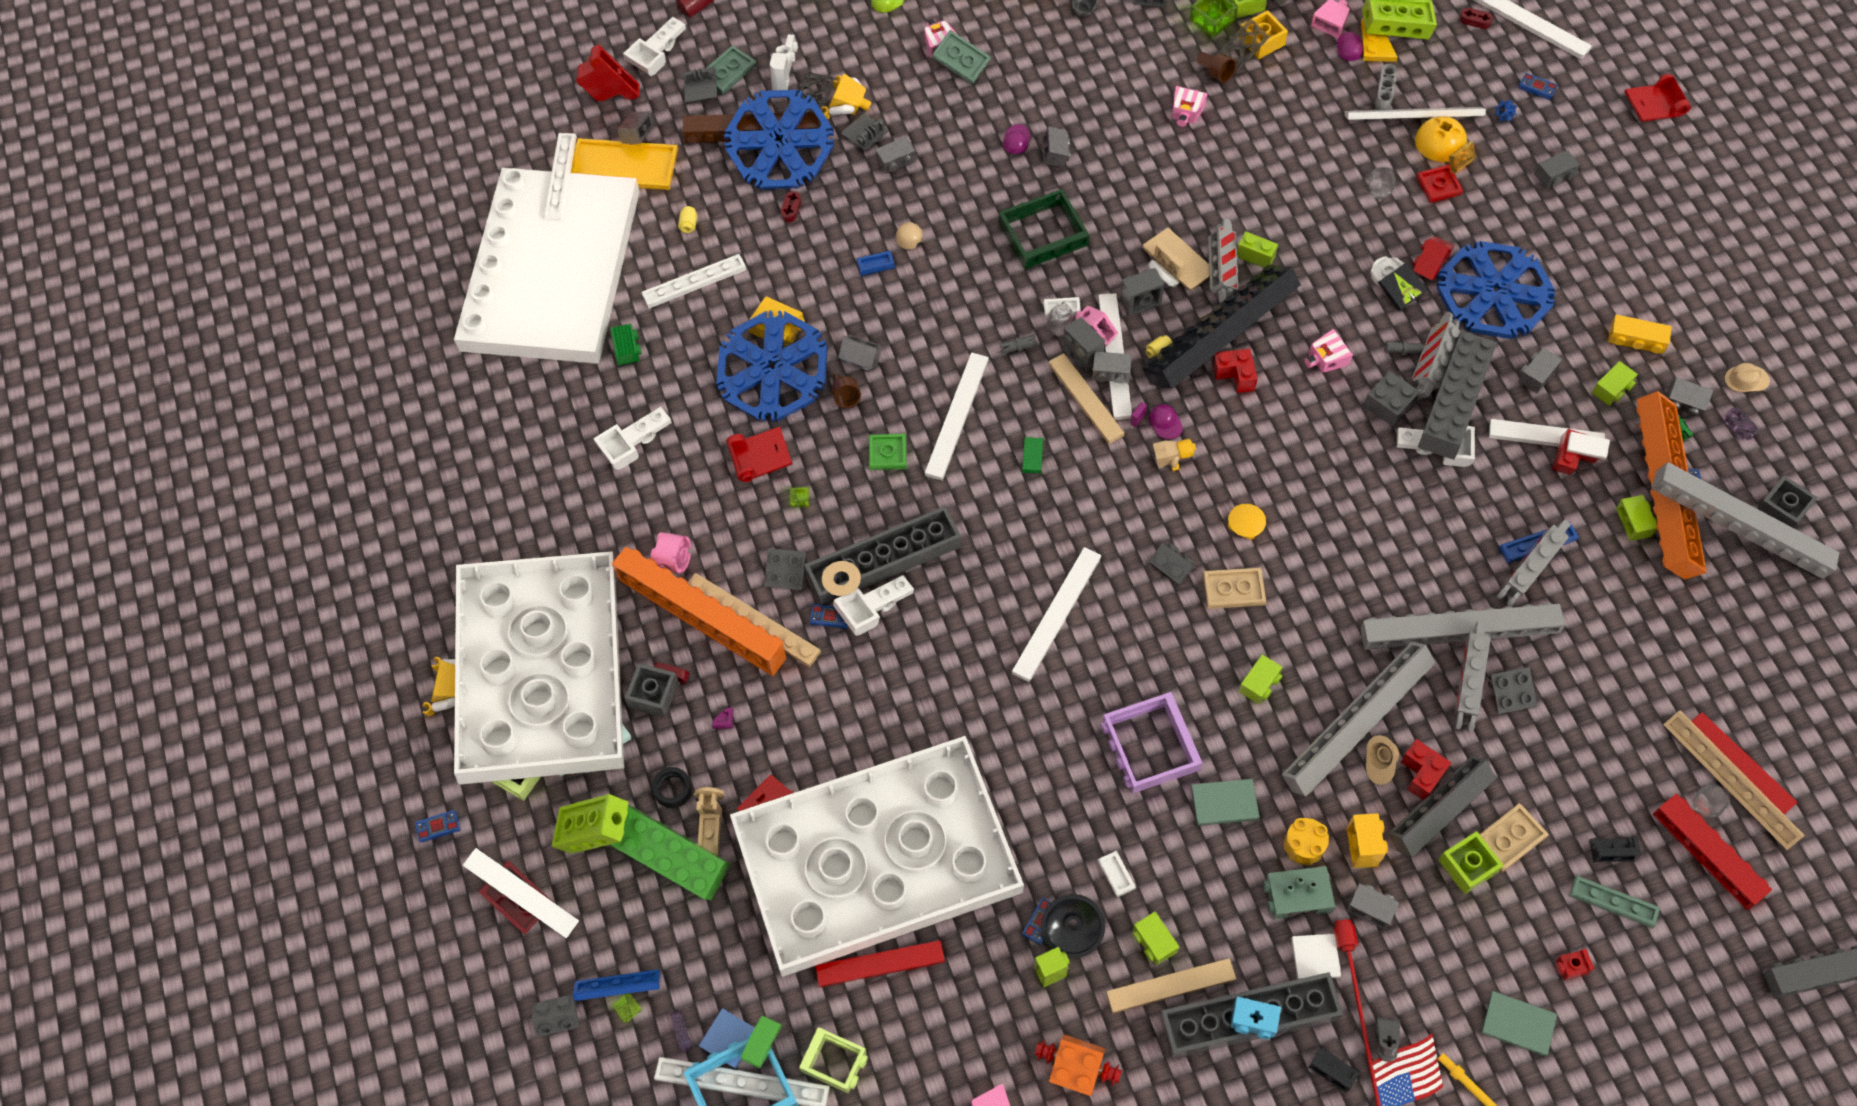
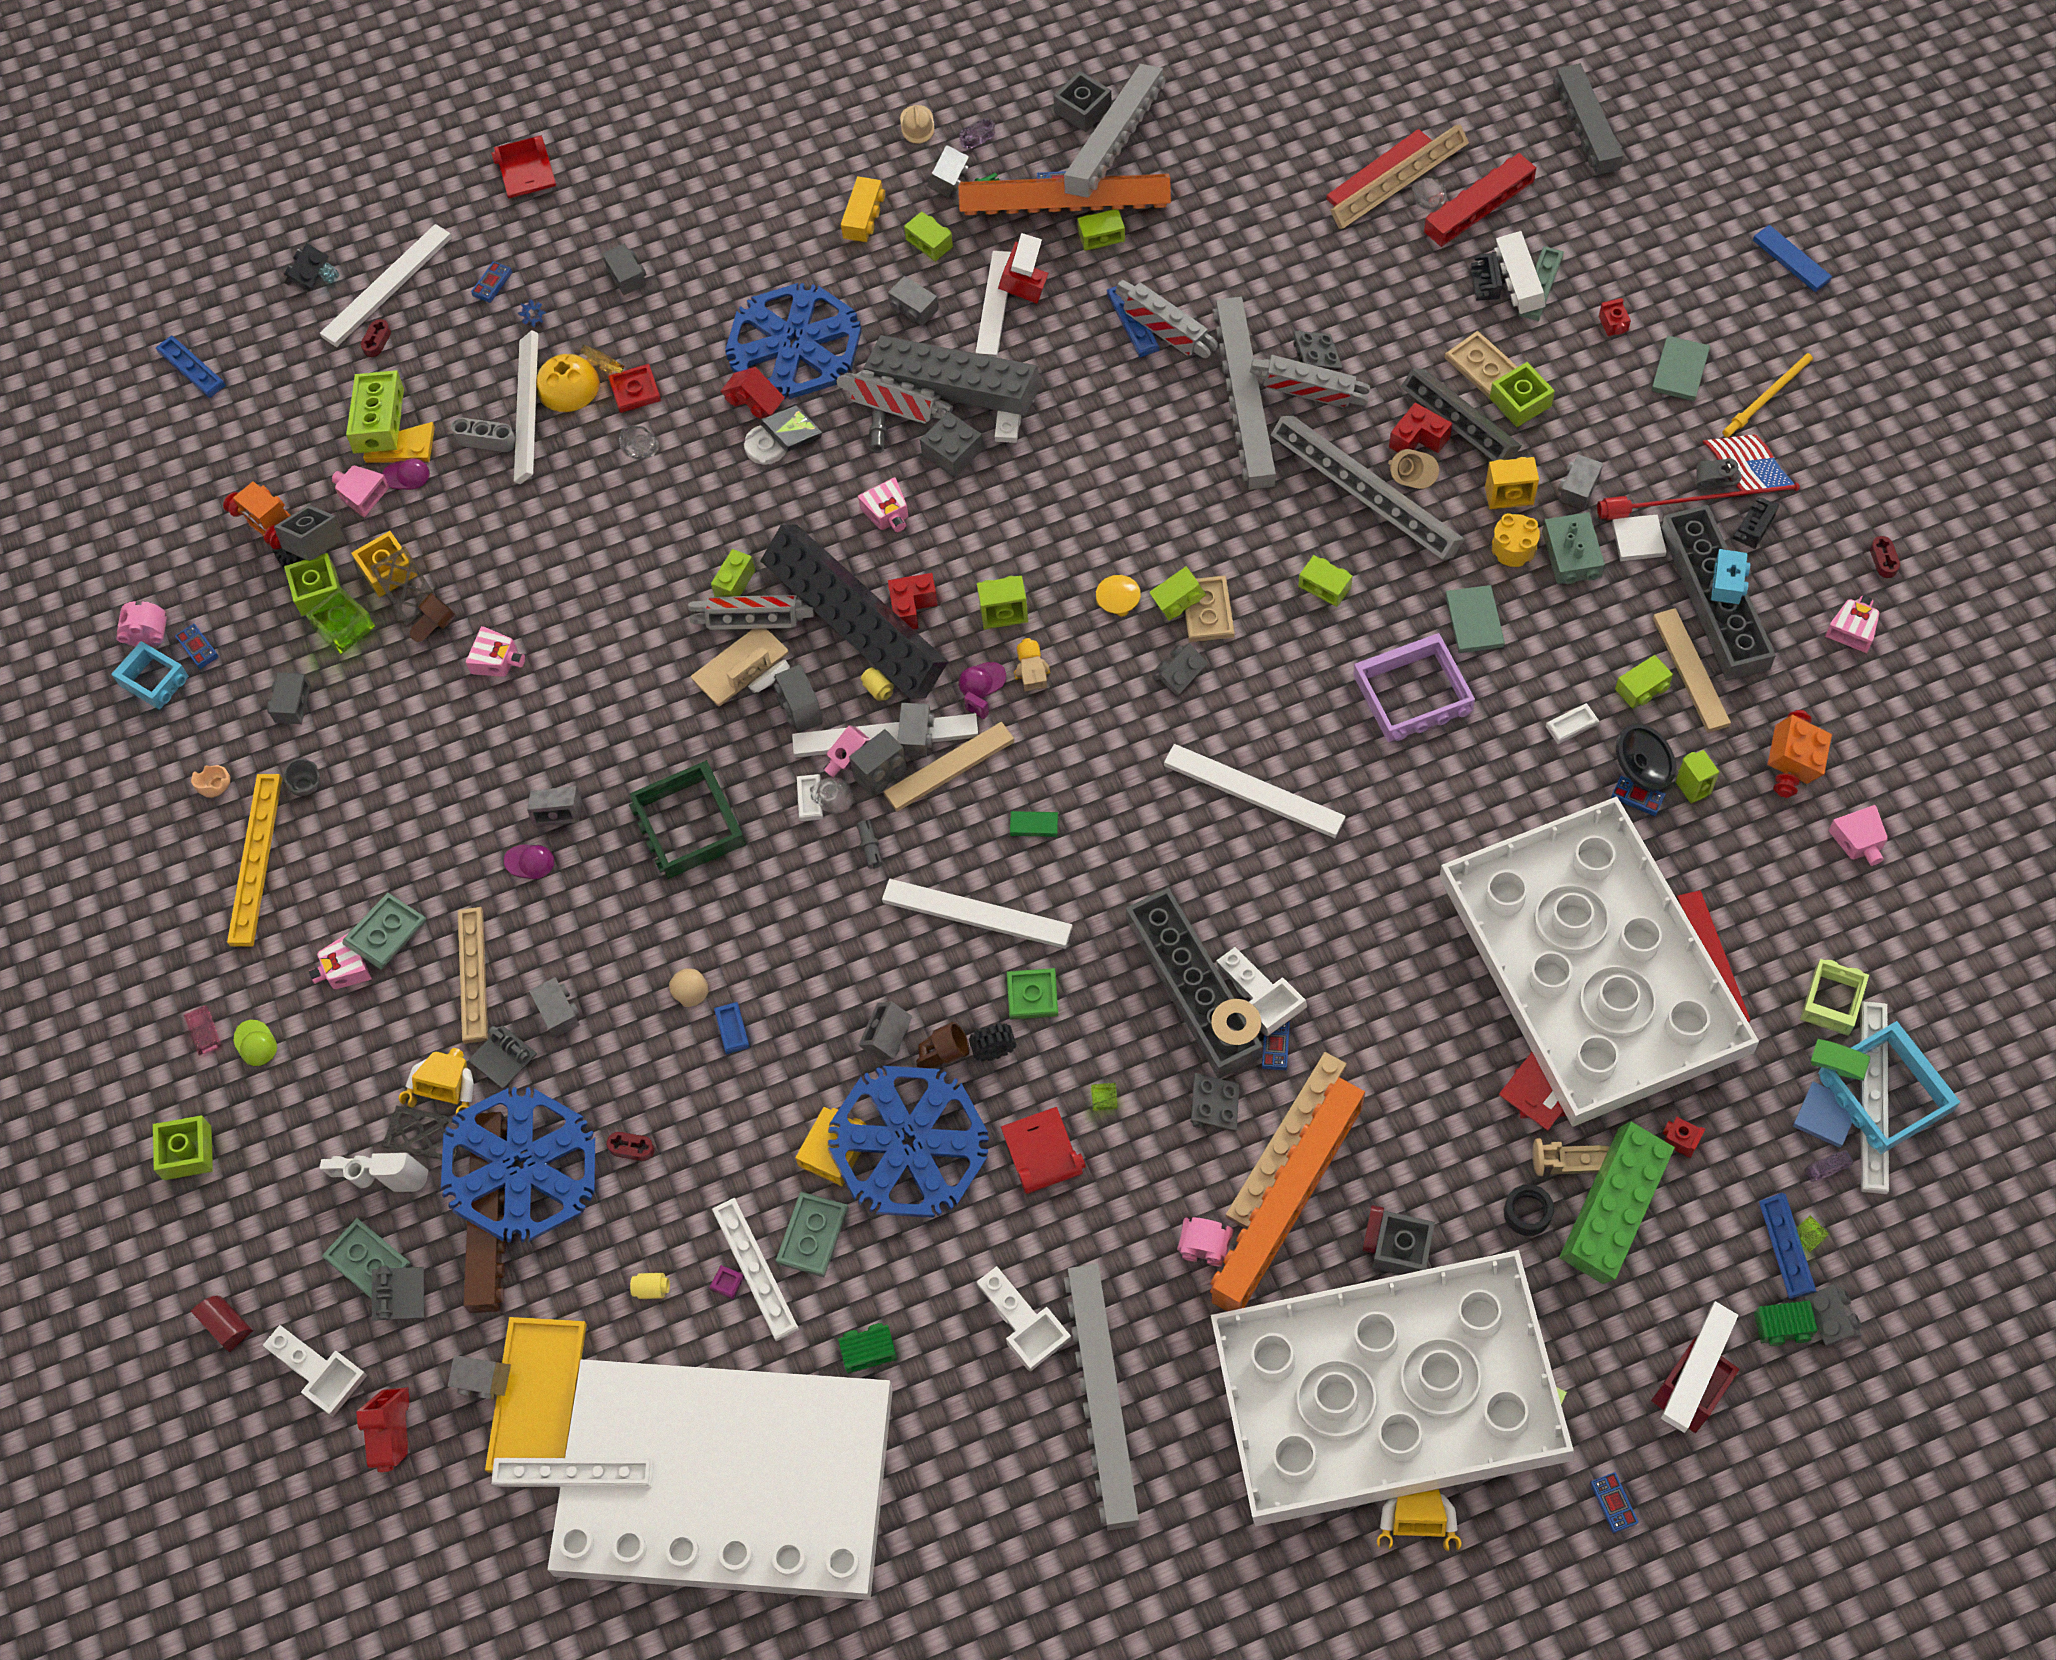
camera: 90 degrees left, 0 degrees up
(552, 973) = (1785, 1323): none -> green brick
(570, 486) = (1103, 1398): none -> light grey brick
(590, 824) = (1606, 1310): lime brick -> none
(686, 264) = (726, 1282): none -> magenta tile
(714, 313) = (812, 1234): none -> sand green tile
(720, 921) = (1683, 1144): none -> red brick
(724, 719) = (1427, 1160): magenta tile -> none
(844, 418) = (992, 1042): none -> black tyre
(929, 112) = (472, 975): none -> tan tile
(1231, 429) = (1002, 602): none -> lime brick
(1242, 560) = (1177, 593): none -> lime brick
(1619, 876) = (1520, 273): none -> white brick

